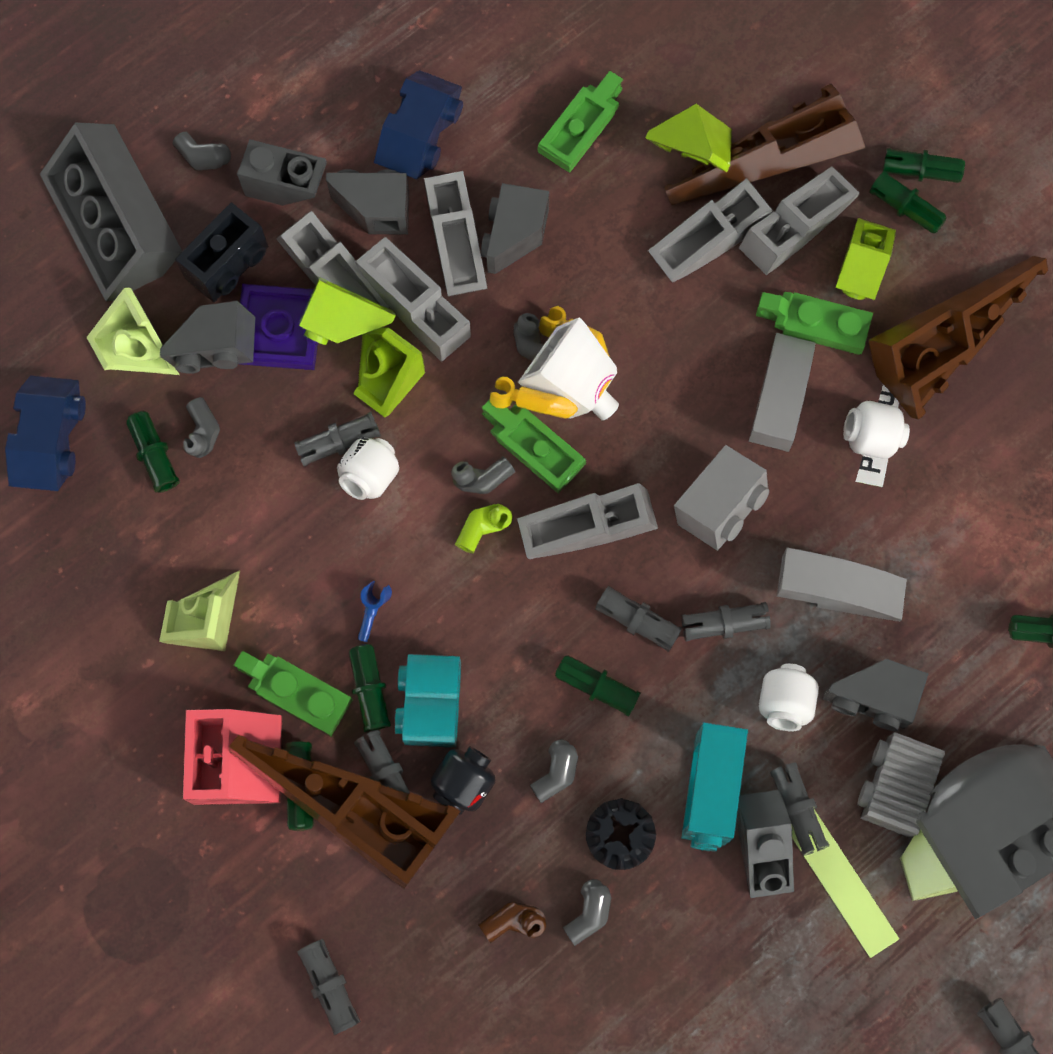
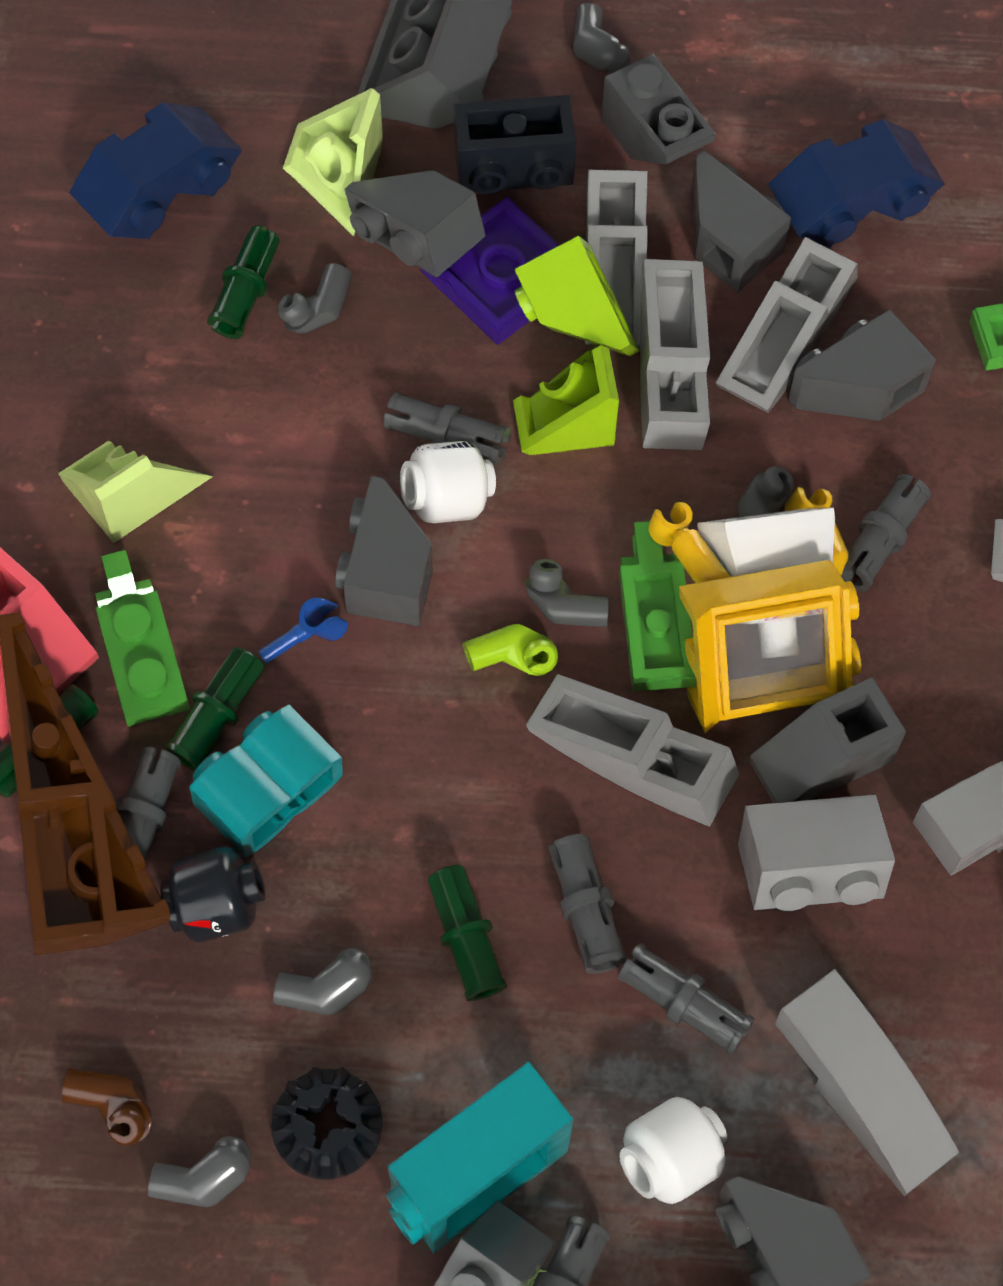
camera: 40 degrees right, 10 degrees down
(379, 532) = (389, 560): none -> dark grey slope
(600, 301) = (884, 531): none -> dark grey pin
(608, 412) = (770, 640): none -> yellow window
(680, 440) = (830, 745): none -> dark grey slope

